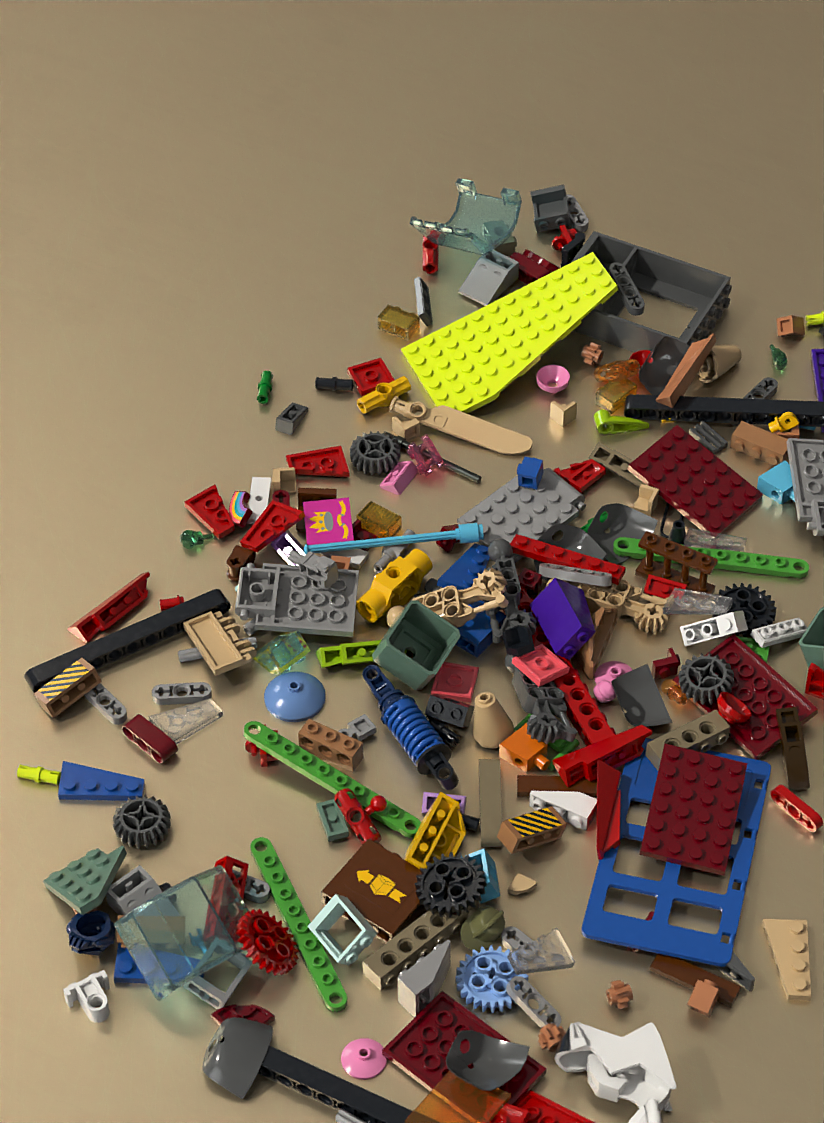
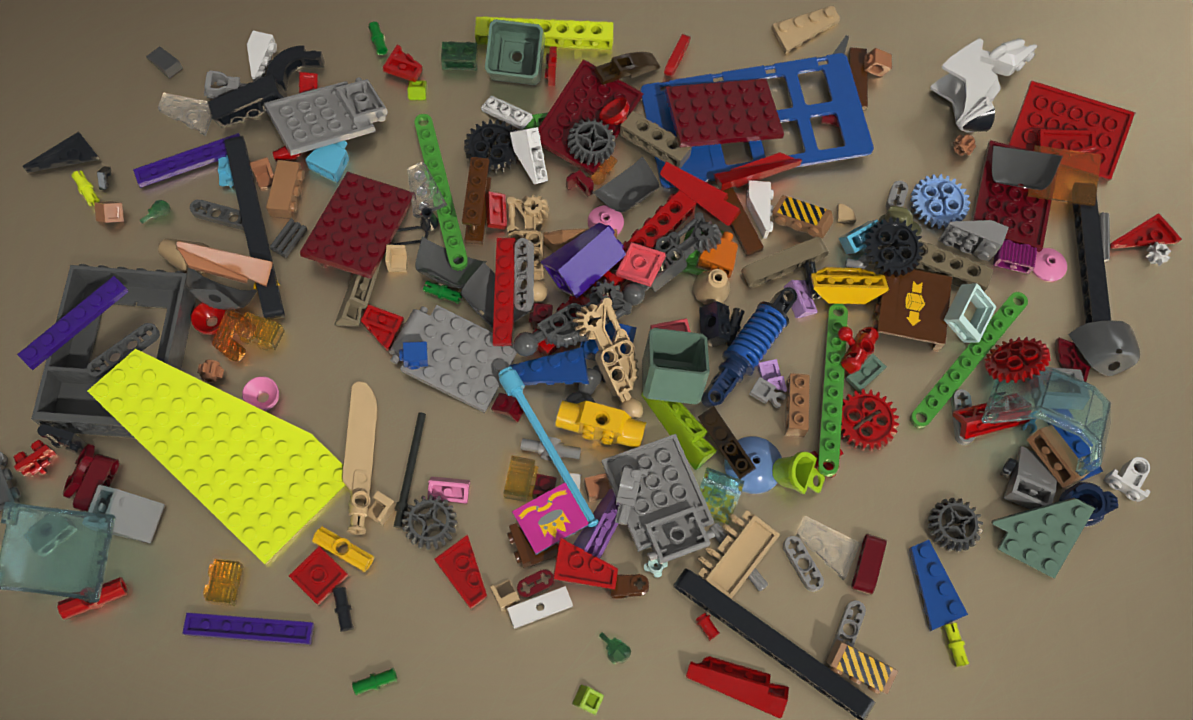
camera: 120 degrees left, 20 degrees up
(165, 509) = (588, 699): none -> lime slope
(211, 512) = (574, 648): red wing -> none
(239, 508) = (561, 621): tile -> none
(263, 707) = (798, 472): none -> lime container
(268, 799) = (878, 434): none -> red gear
(290, 418) = (406, 633): dark grey slope -> none
(316, 673) = (727, 442): none -> dark brown slope
(352, 328) = (248, 628): none -> dark purple plate
(377, 744) = (770, 372): none -> lavender slope
(387, 1018) = (1016, 257): none -> magenta brick
(415, 453) = (429, 469): clear pink brick -> none
(423, 301) = (181, 570): dark grey tile -> none
(518, 640) = (633, 282): black panel -> none
(525, 988) = (949, 169): light grey beam -> none
(544, 954) = (905, 172): clear wing -> none
(563, 414) = (304, 369): tan panel -> none
(604, 691) = (631, 218): bright pink piece -> none
(617, 424) = (298, 319): lime piece -> none
(619, 994) = (904, 115): nougat gear -> none
(670, 267) = (72, 323): none -> dark purple plate
(693, 602) = (511, 174): clear wing -> none
(781, 424) = (262, 174): yellow piece -> none

